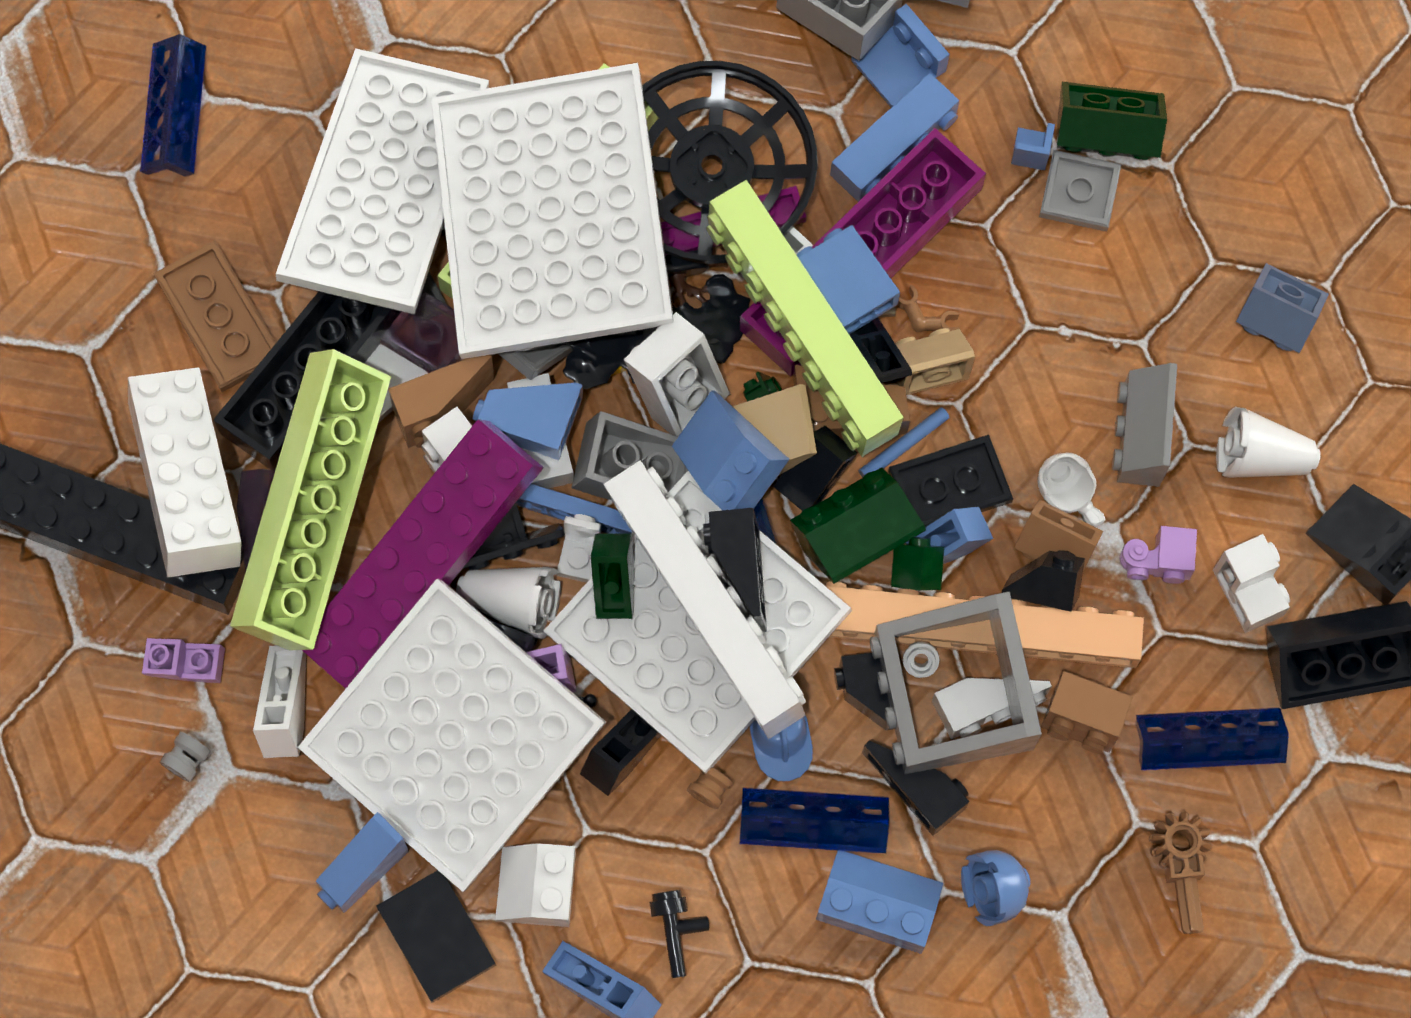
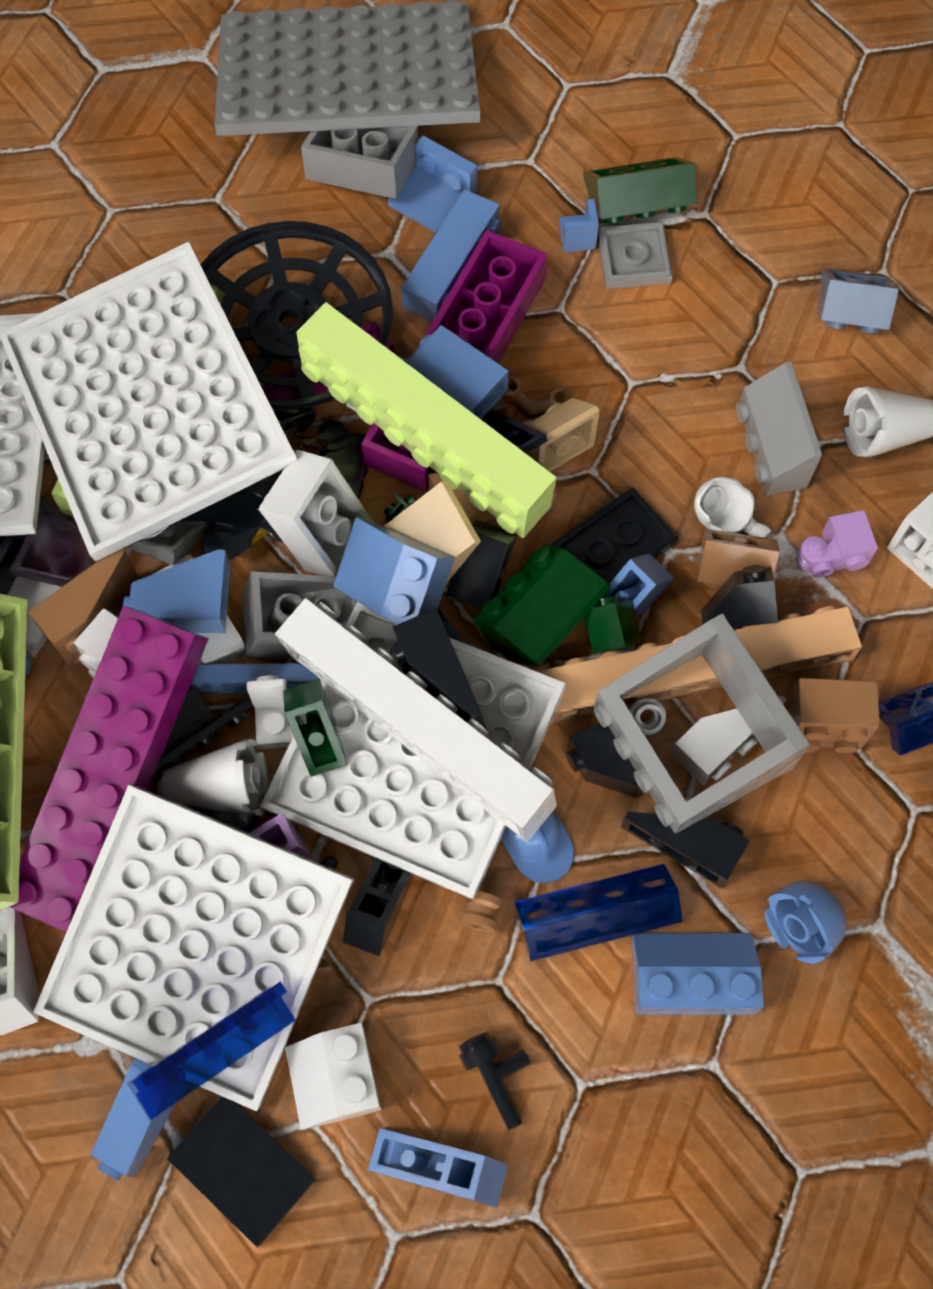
camera: 15 degrees left, 5 degrees down
(443, 827) = (211, 1051): none -> clear blue fence
(906, 441) = (557, 517): medium blue bar -> none

